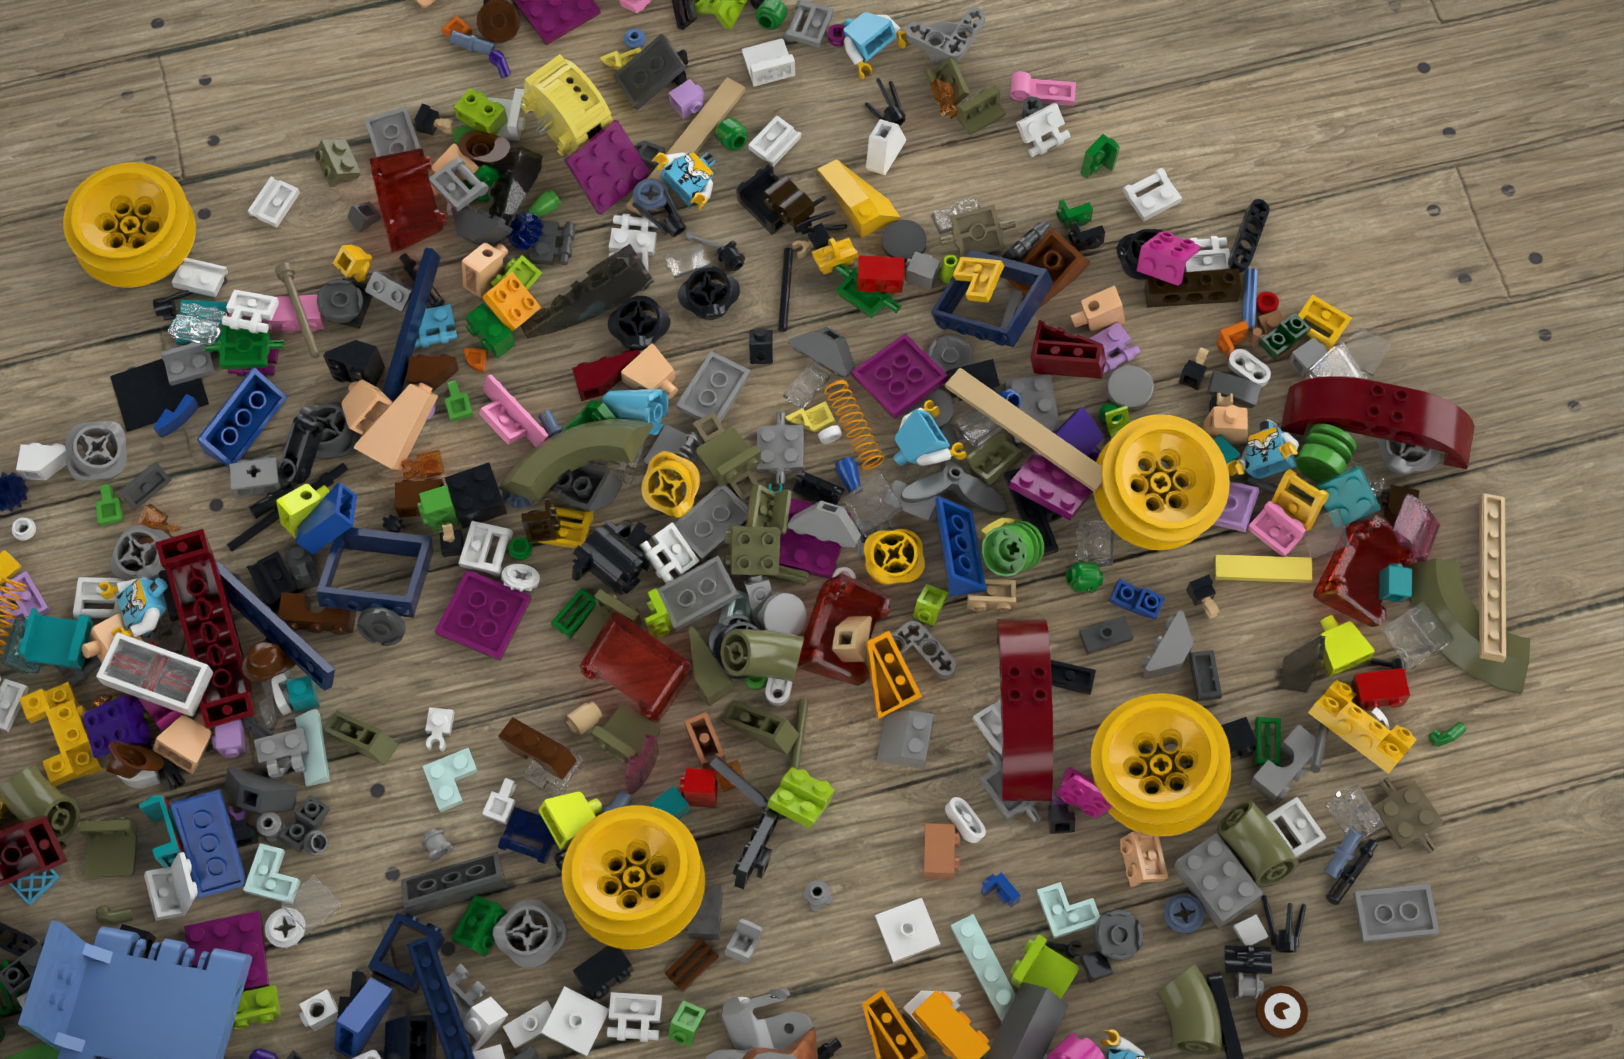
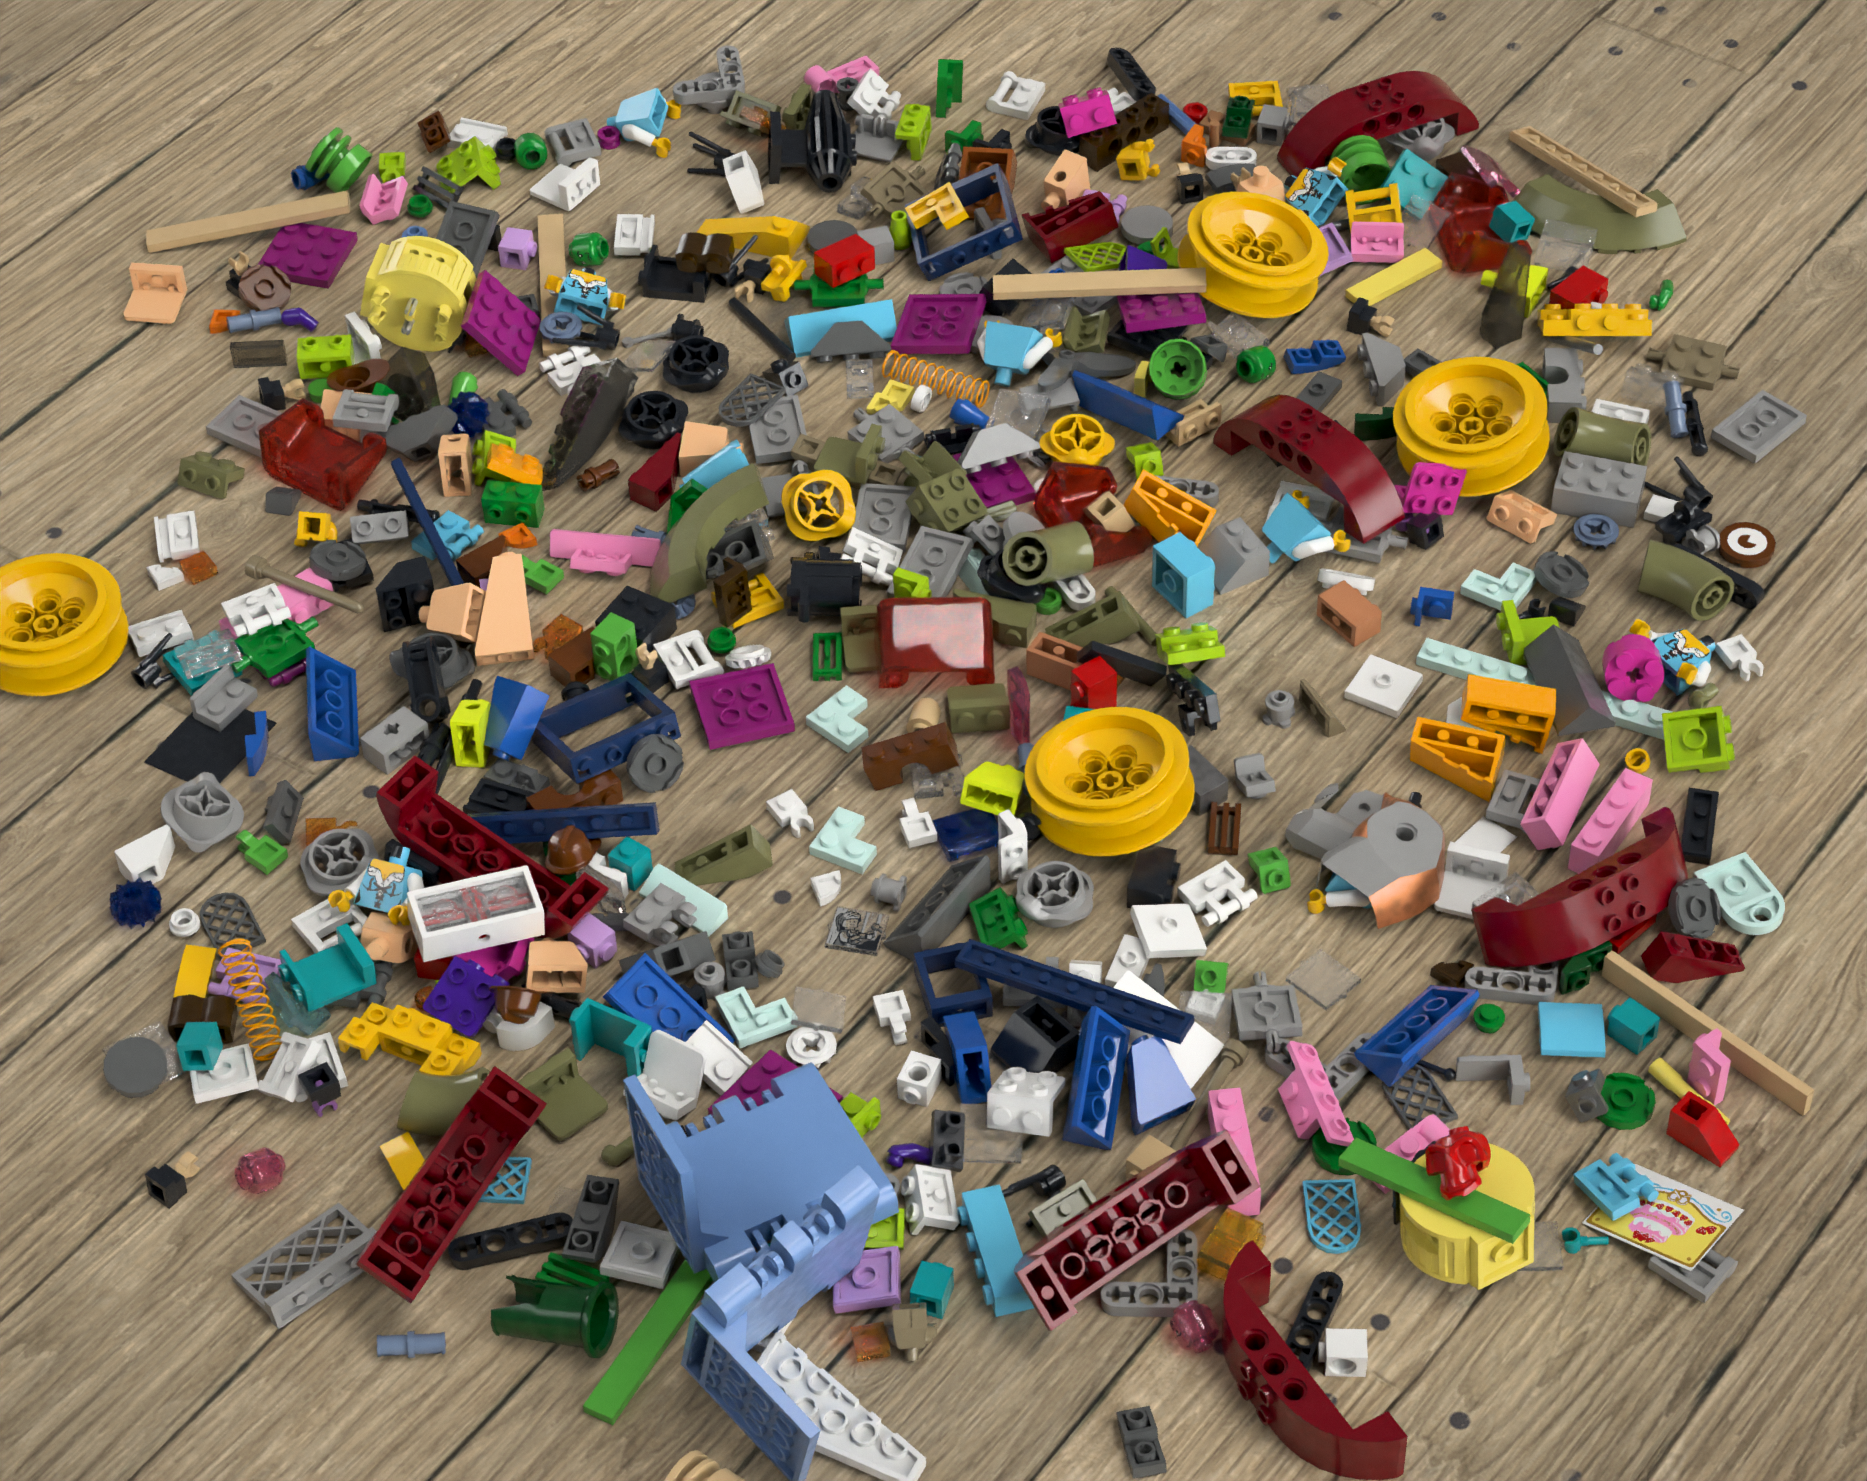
camera: 40 degrees left, 20 degrees down
(67, 547) = (257, 940): none -> dark grey window
(216, 892) = (724, 1060): none -> white plate
(242, 229) = (164, 577): none -> white tile
(267, 237) = (198, 567): none -> clear orange plate
(353, 942) = (893, 1011): none -> white plate
(395, 856) = (857, 931): none -> piece
(407, 806) = (826, 887): none -> white tile
(448, 76) = (258, 353): none -> clear smoke tile
(531, 670) = (836, 721): none -> light aqua plate
(535, 877) = (1011, 847): none -> white bracket
(566, 343) = (595, 476): none -> reddish brown pin
(660, 13) = (419, 206): none -> green plate
(740, 360) = (779, 391): none -> dark grey window
(846, 917) = (1319, 710): none -> dark tan slope
(851, 737) = (1183, 574): none -> medium azure brick
(861, 332) = (809, 328): none -> medium azure slope
(961, 152) = (821, 147): none -> black piece
(963, 753) = (1298, 531): none -> medium azure torso
(1015, 167) = (876, 138): none -> light grey hinge
(1044, 180) = (915, 128): none -> lime bracket
(1064, 538) = (1211, 345): none -> dark grey slope
(1080, 383) = (1091, 266): none -> lime window
(1112, 695) = (1375, 426): none -> dark green slope
(1175, 322) = (1135, 161): none -> yellow piece

